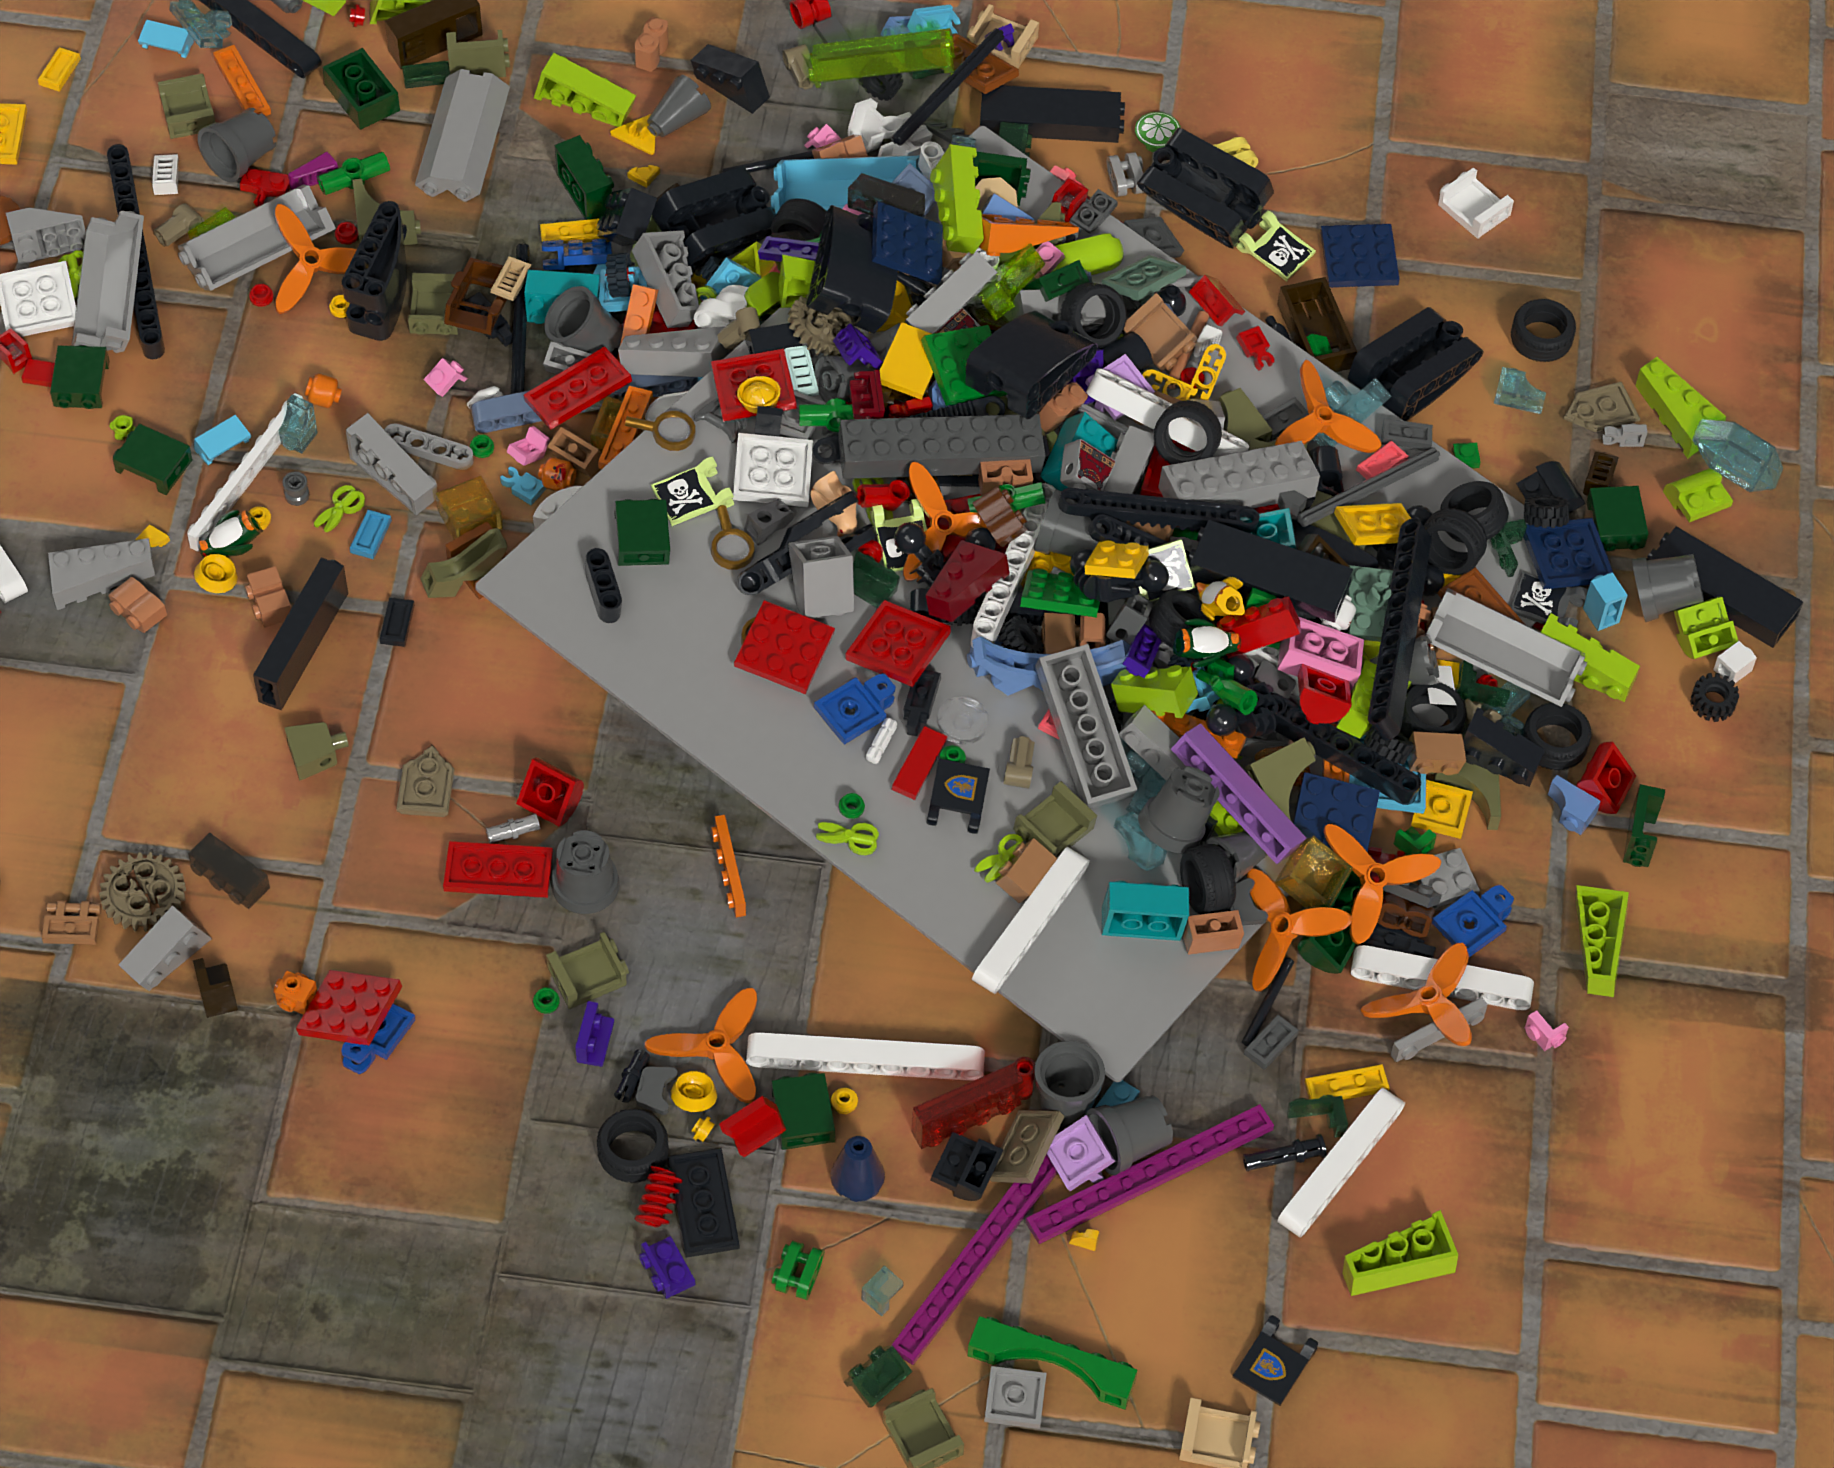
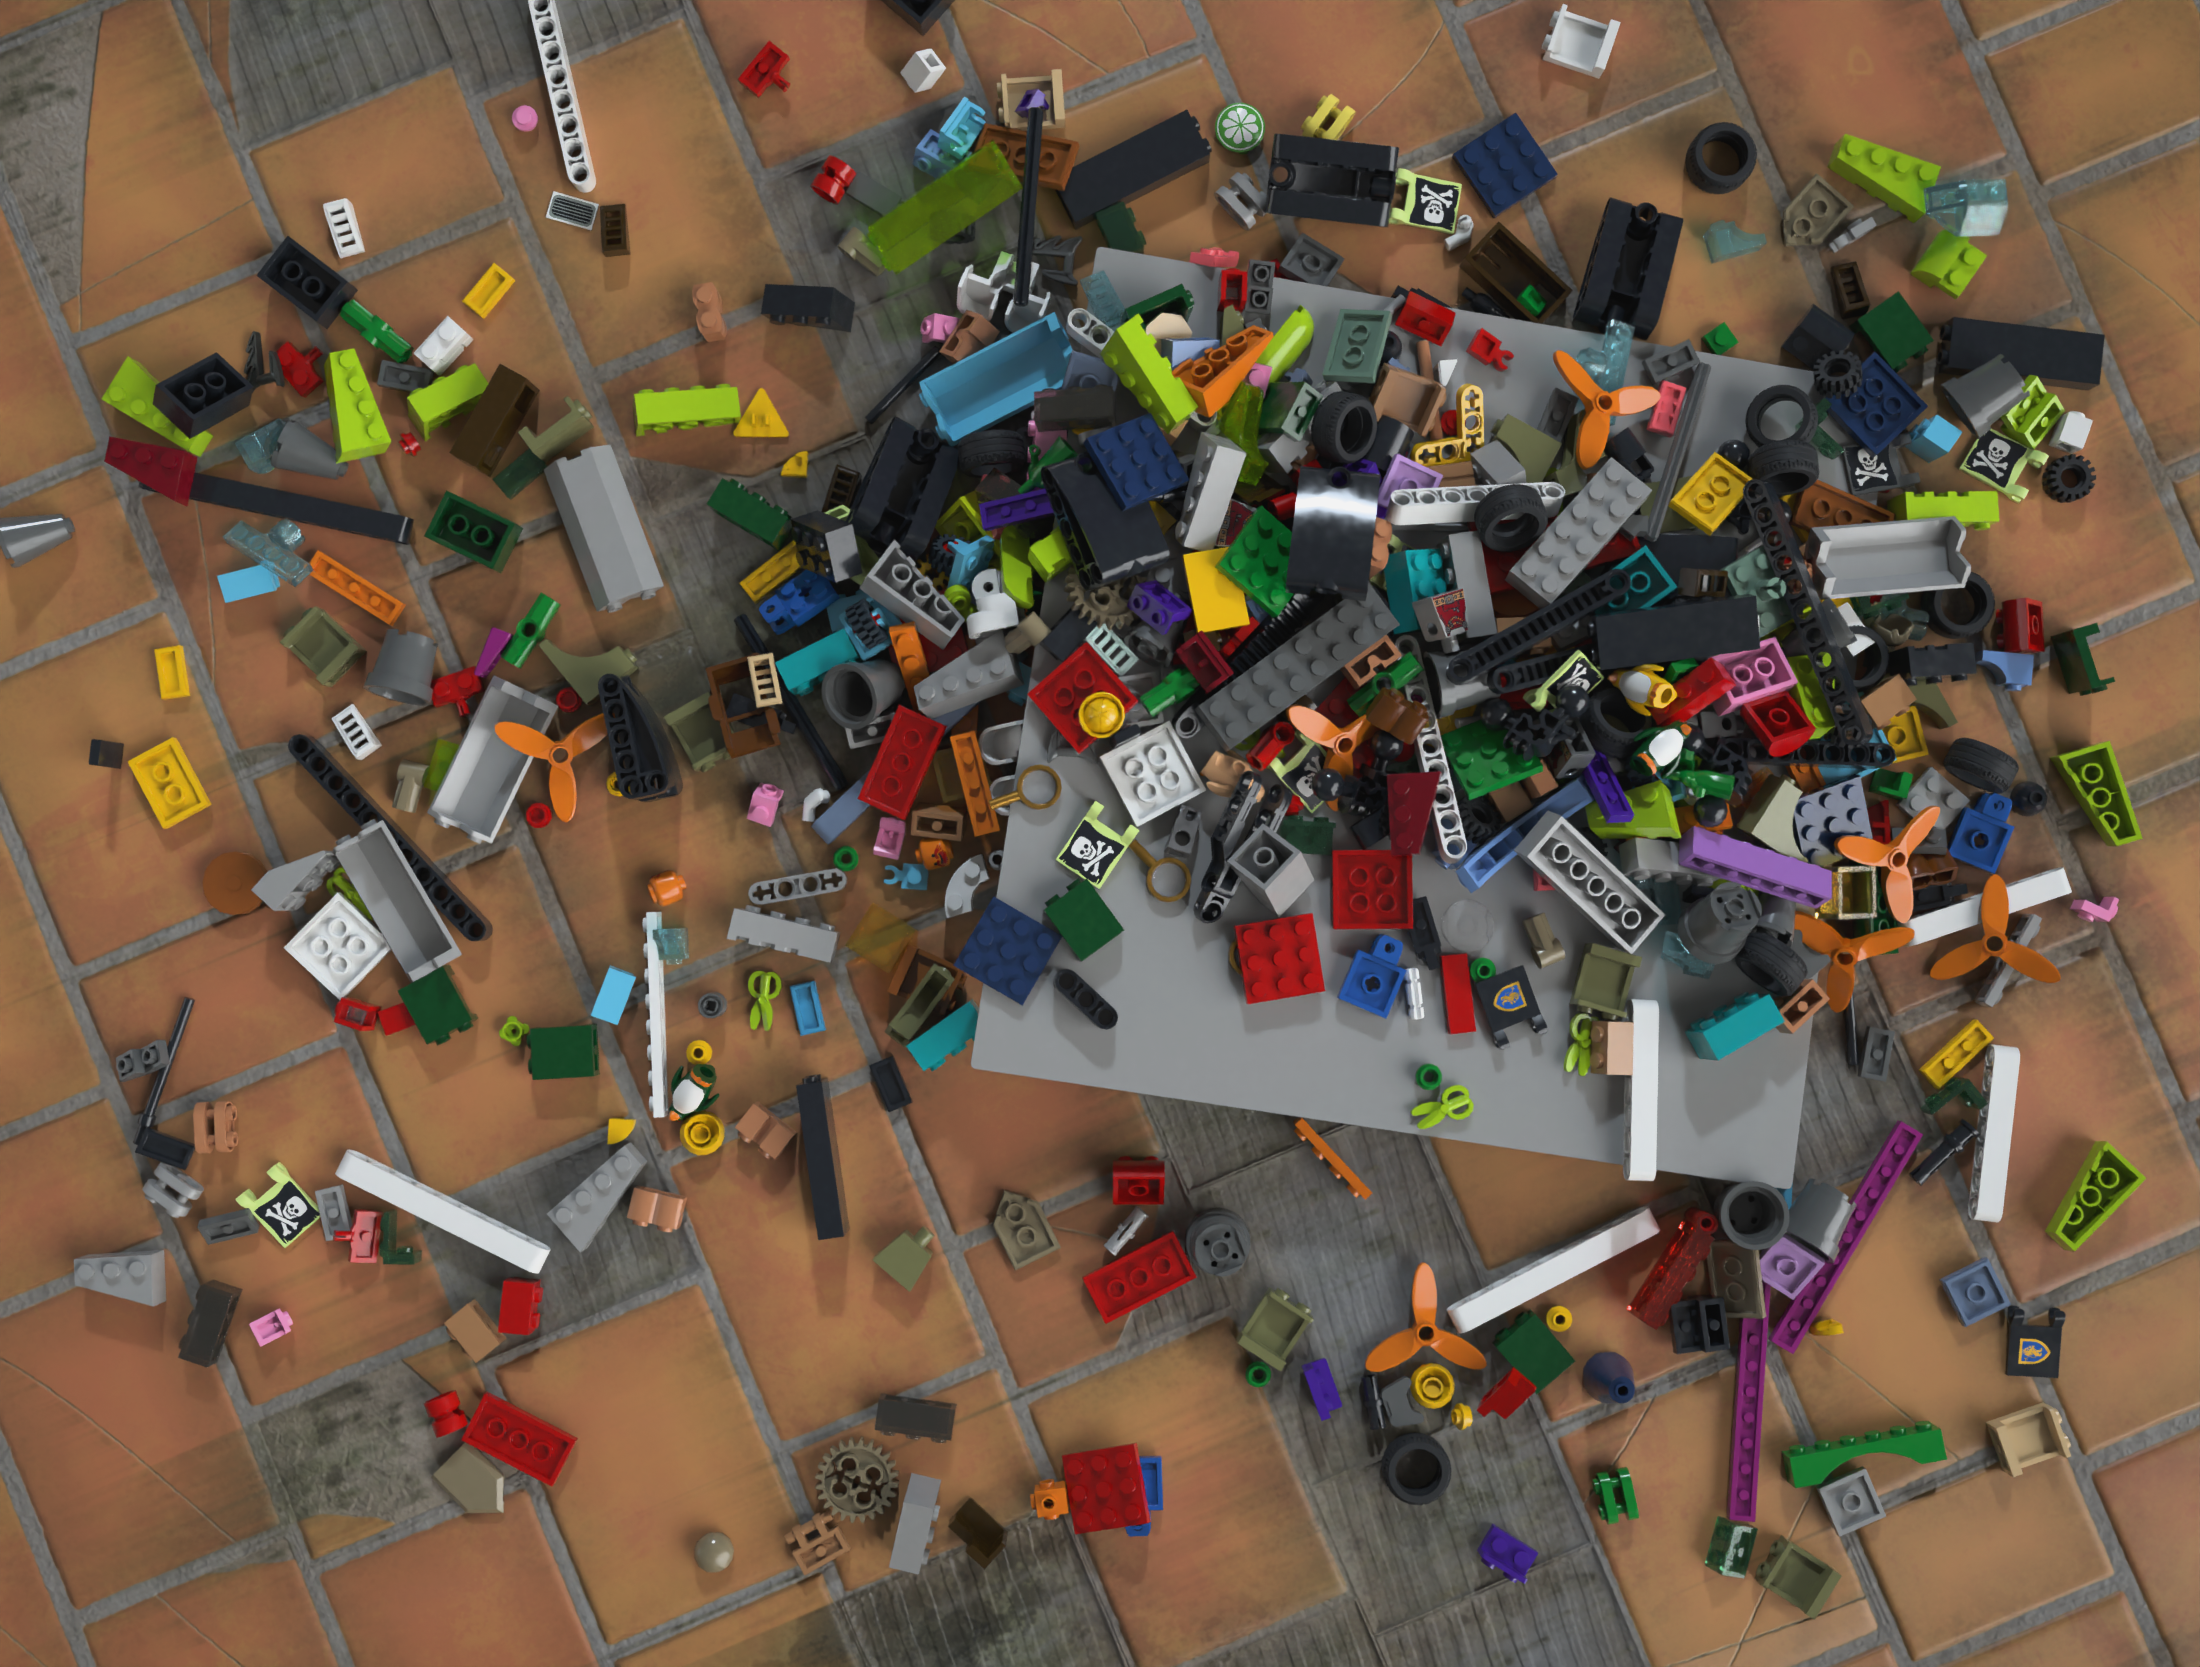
camera: 30 degrees left, 30 degrees up
(460, 605) = (945, 1037): none -> teal brick
(565, 522) = (1007, 950): none -> dark blue plate
(658, 1197) = (1468, 1504): red piece -> none
(678, 107) = (783, 377): dark grey cone -> none
(704, 1203) = (1499, 1477): black tile -> none
(881, 1289) = (1693, 1475): clear light blue panel -> none
(1116, 559) = (1538, 711): yellow plate -> none
(1244, 1284) = (1975, 1292): none -> sand blue plate
(1299, 276) = (1462, 235): none -> white arm
(1500, 854) = (1981, 765): none -> black tyre
(1535, 919) = (2028, 798): none -> black brick
(1661, 657) = (1999, 463): none -> flag

